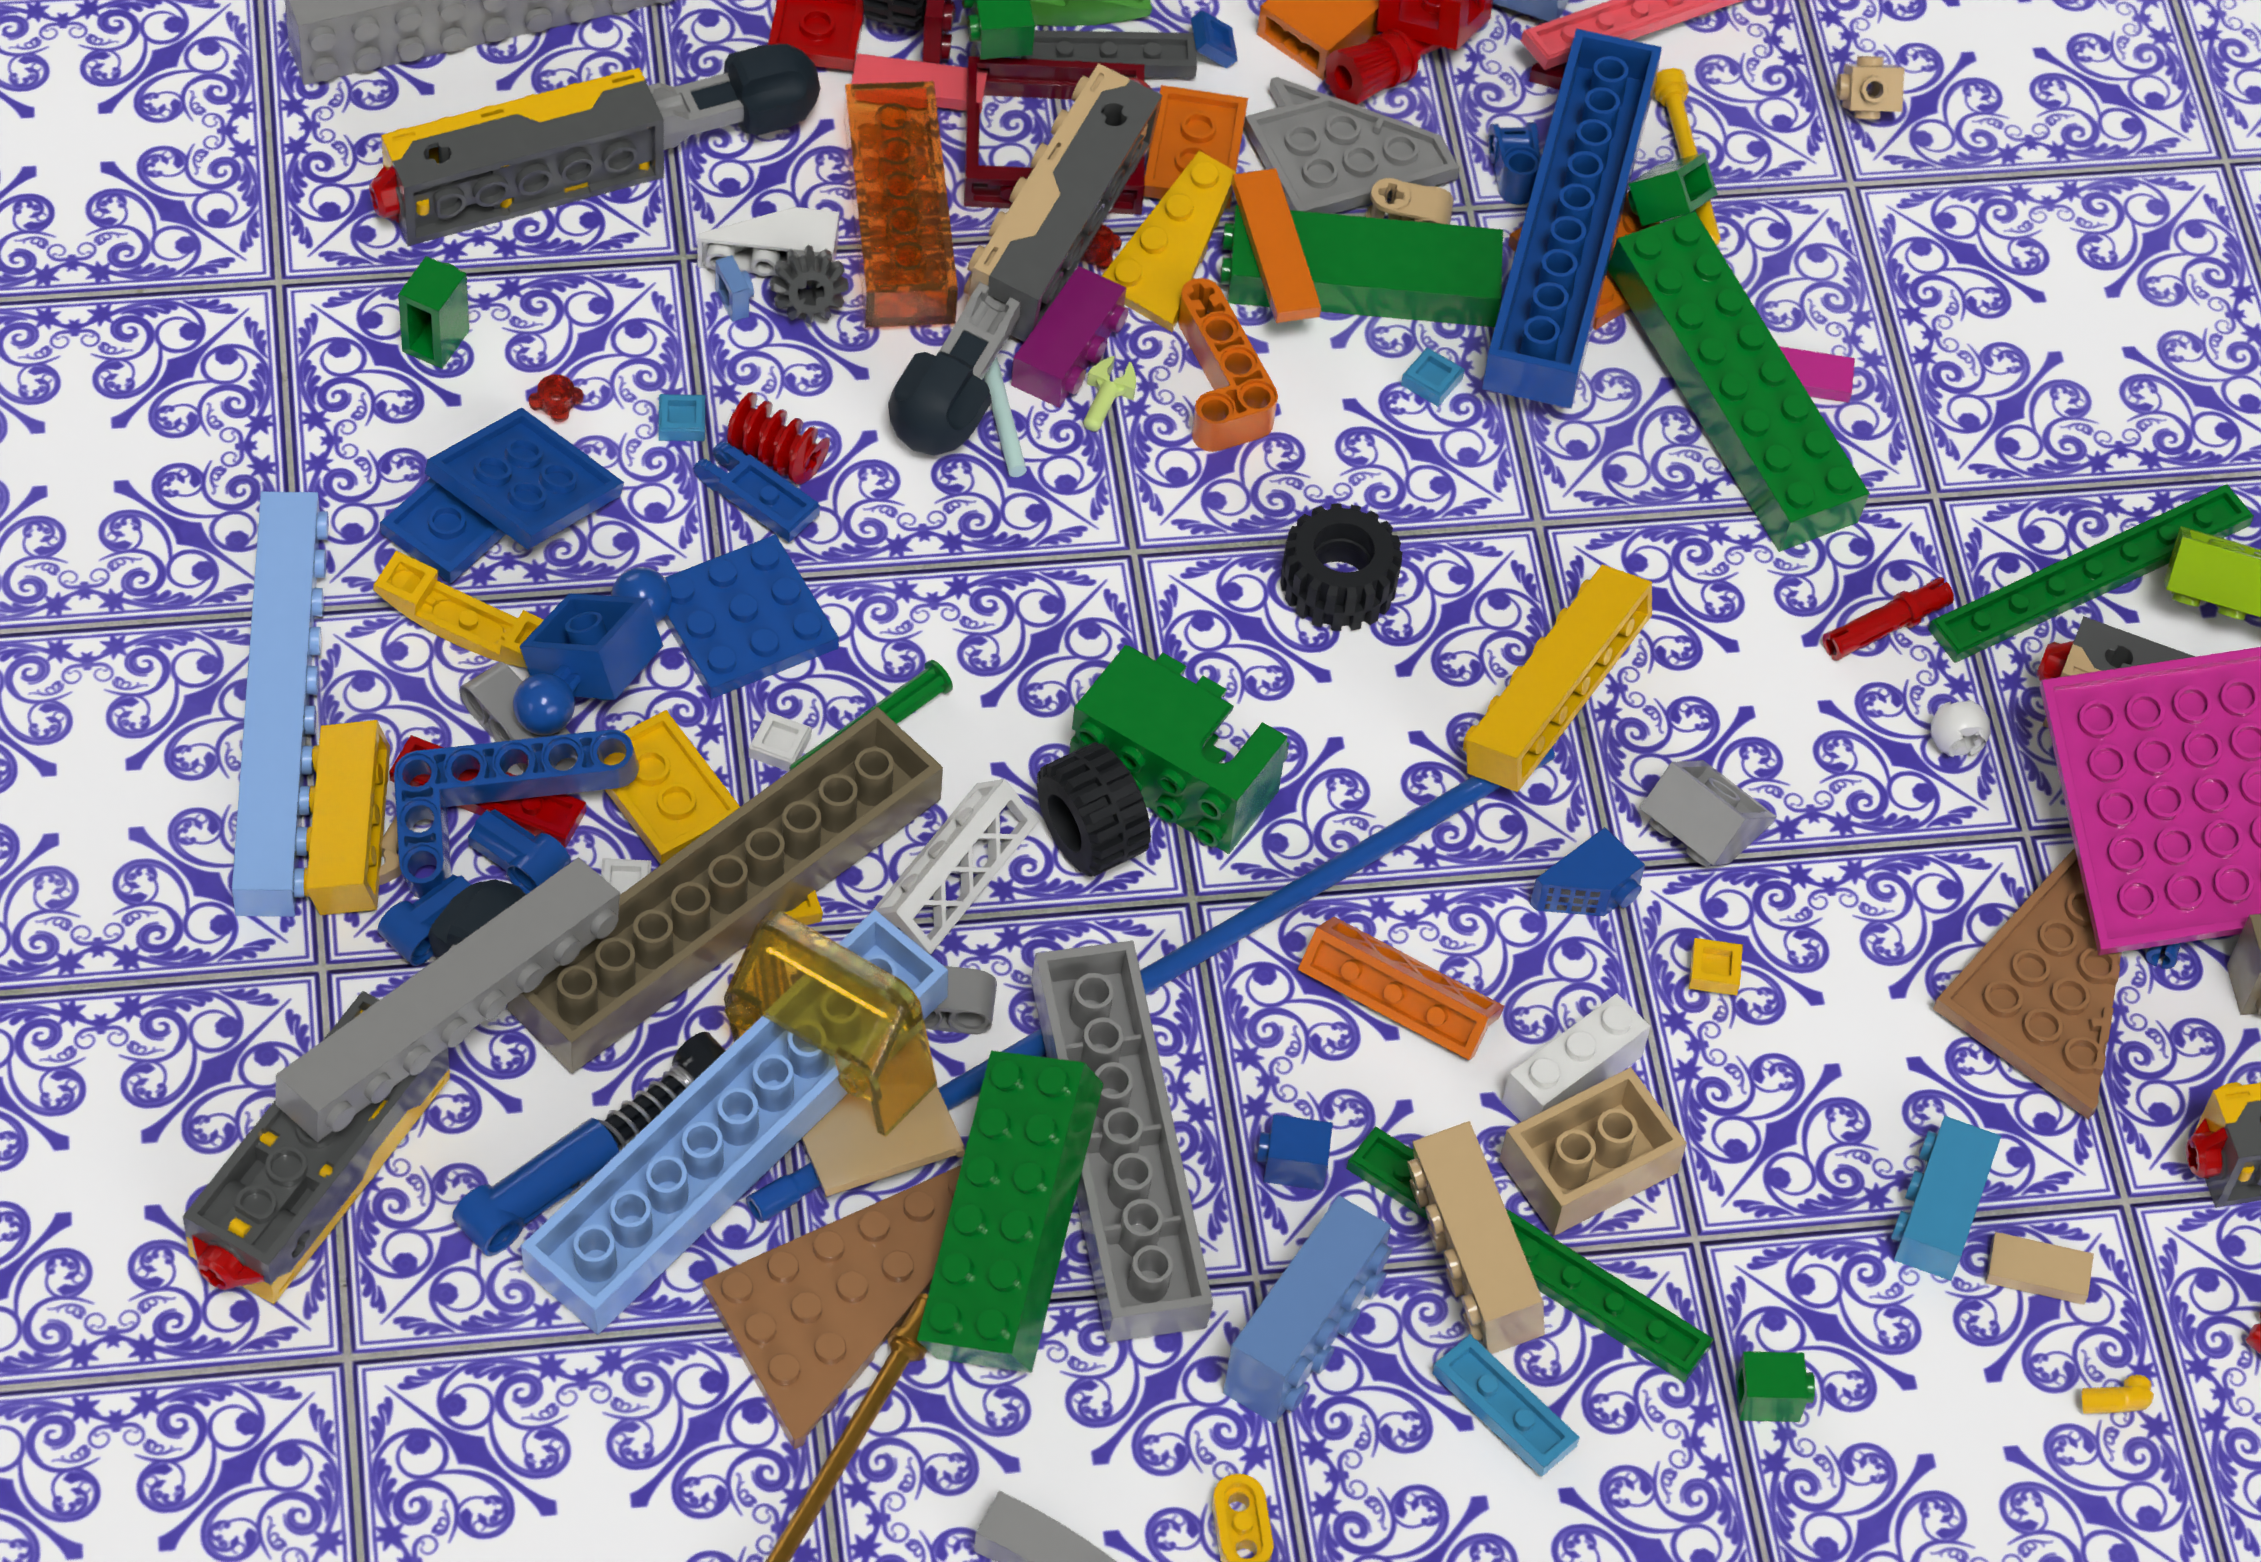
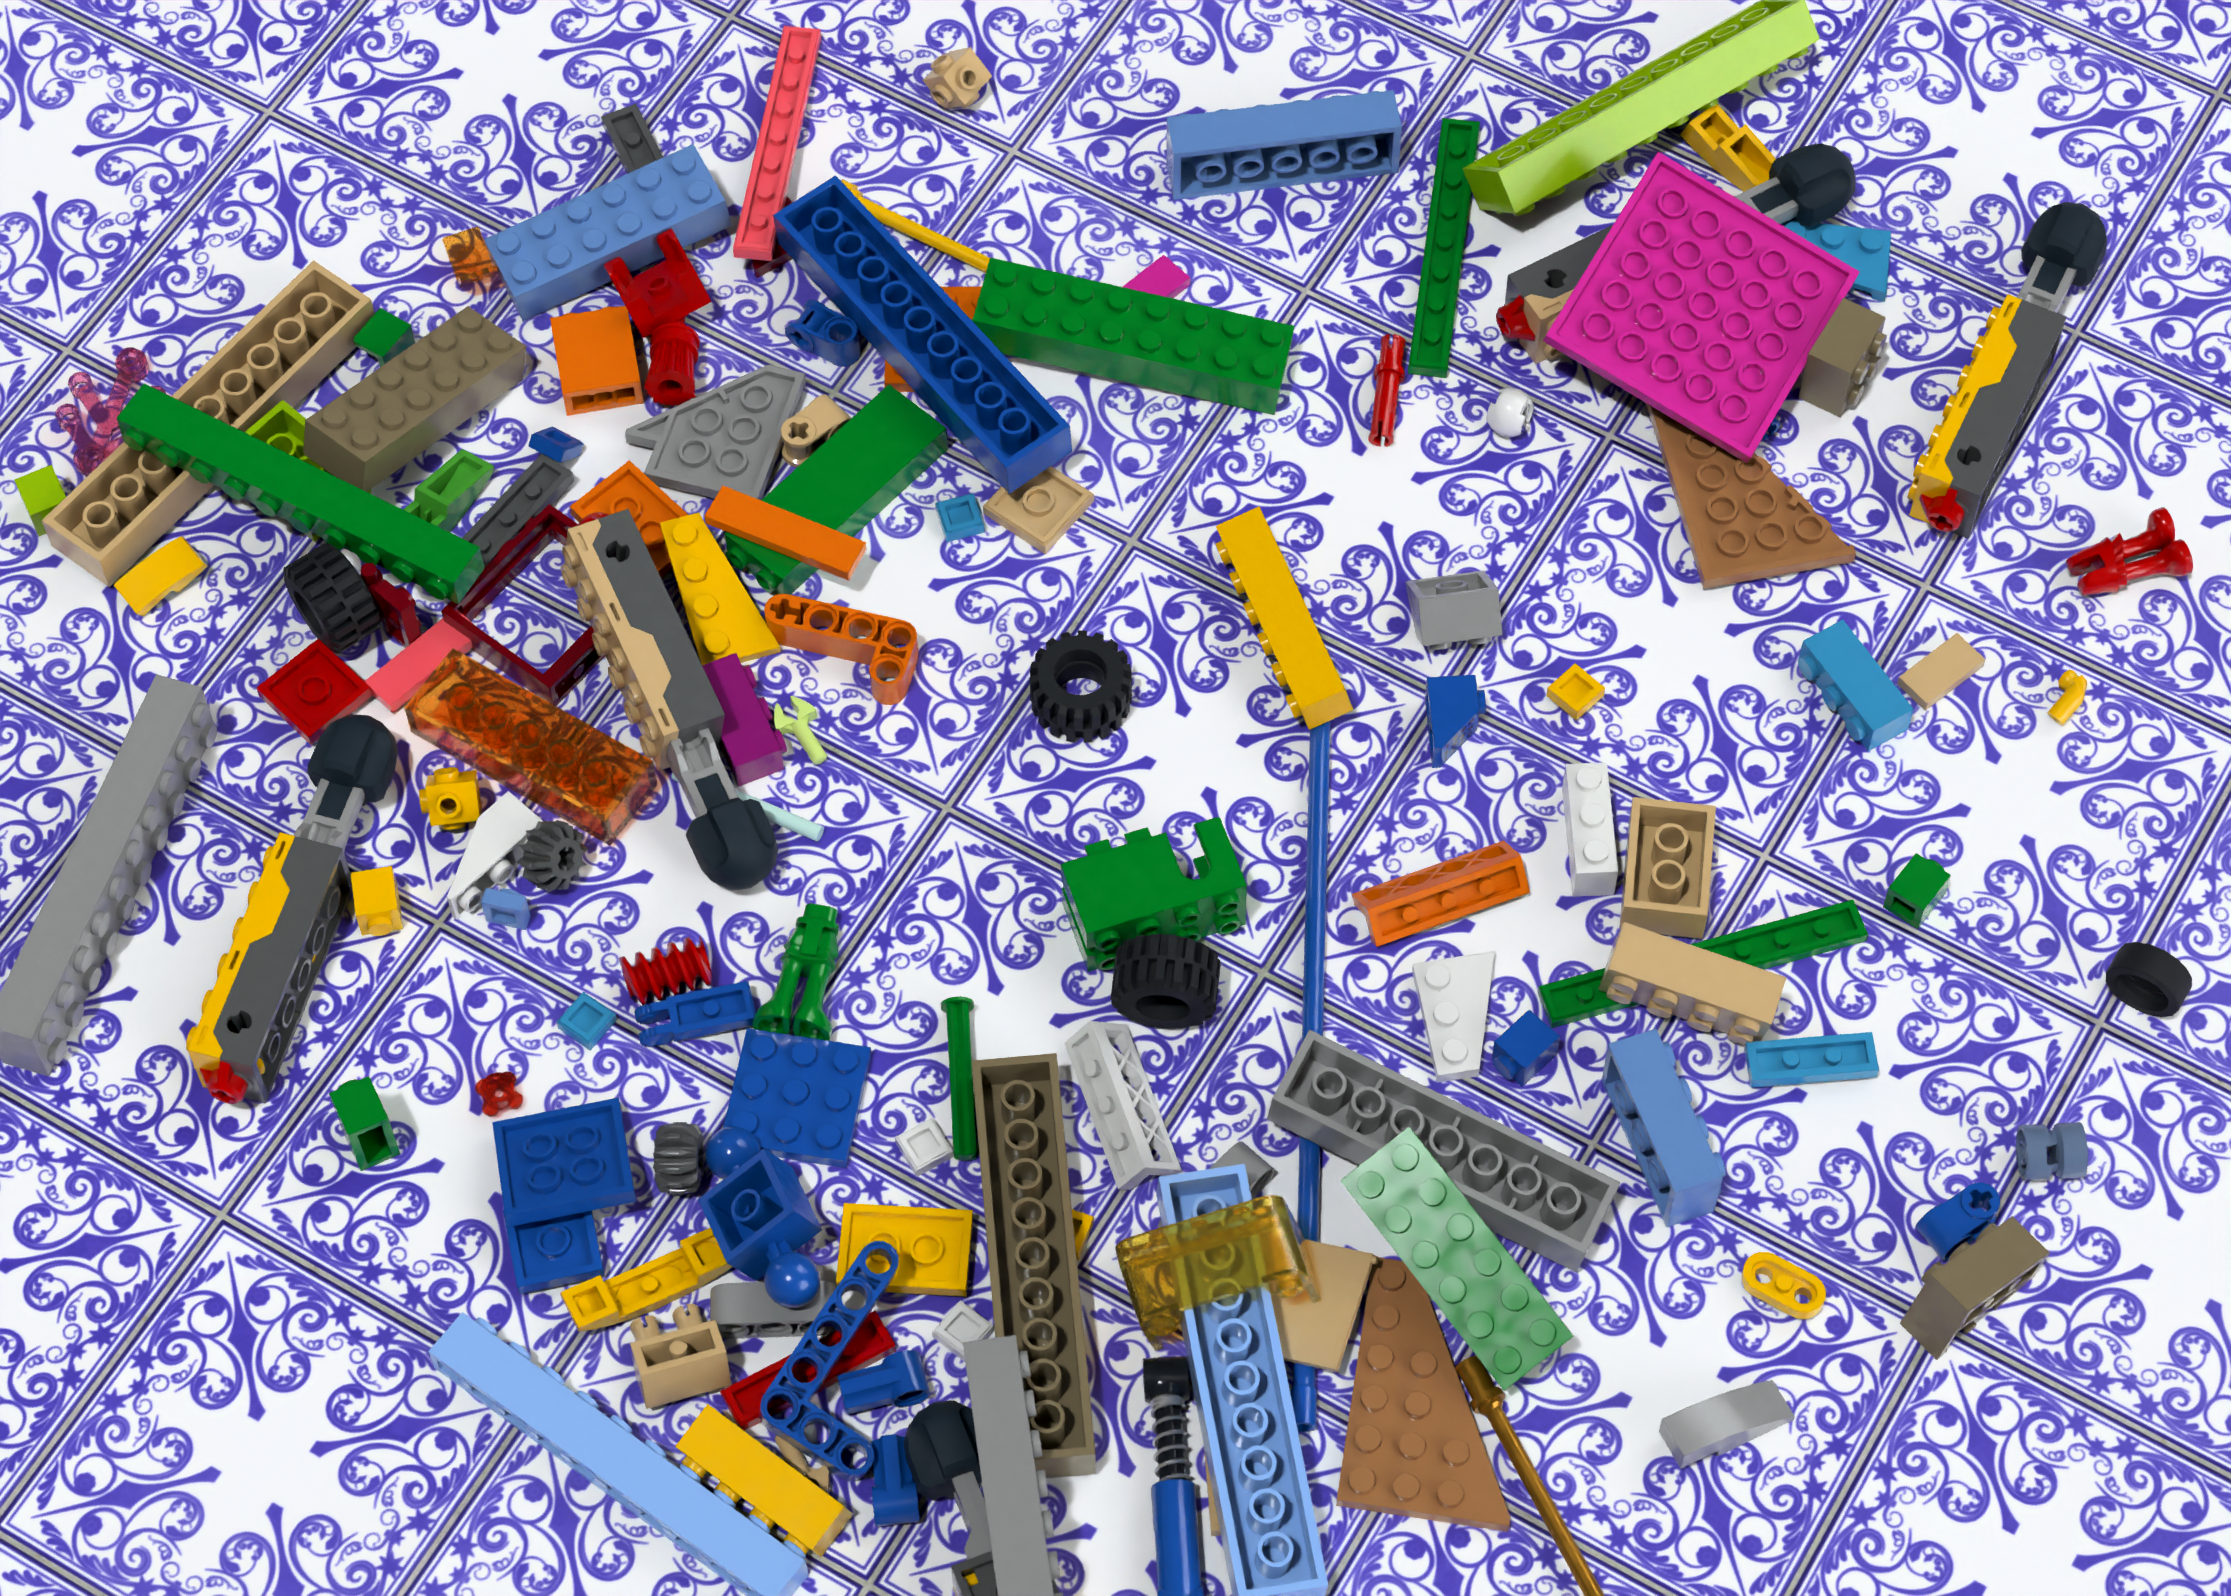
camera: 45 degrees left, 5 degrees up
(408, 682) = (679, 1361): none -> tan brick
(599, 557) = (678, 1158): none -> dark grey gear
(657, 194) = (376, 901): none -> yellow brick
(800, 179) = (451, 798): none -> yellow brick
(889, 536) = (811, 955): none -> green piece
(1288, 1072) = (1454, 1011): none -> white wing
(1503, 430) = (1040, 508): none -> tan tile
(1672, 189) = (947, 257): green piece -> none
(2056, 369) = (1283, 144): none -> medium blue brick

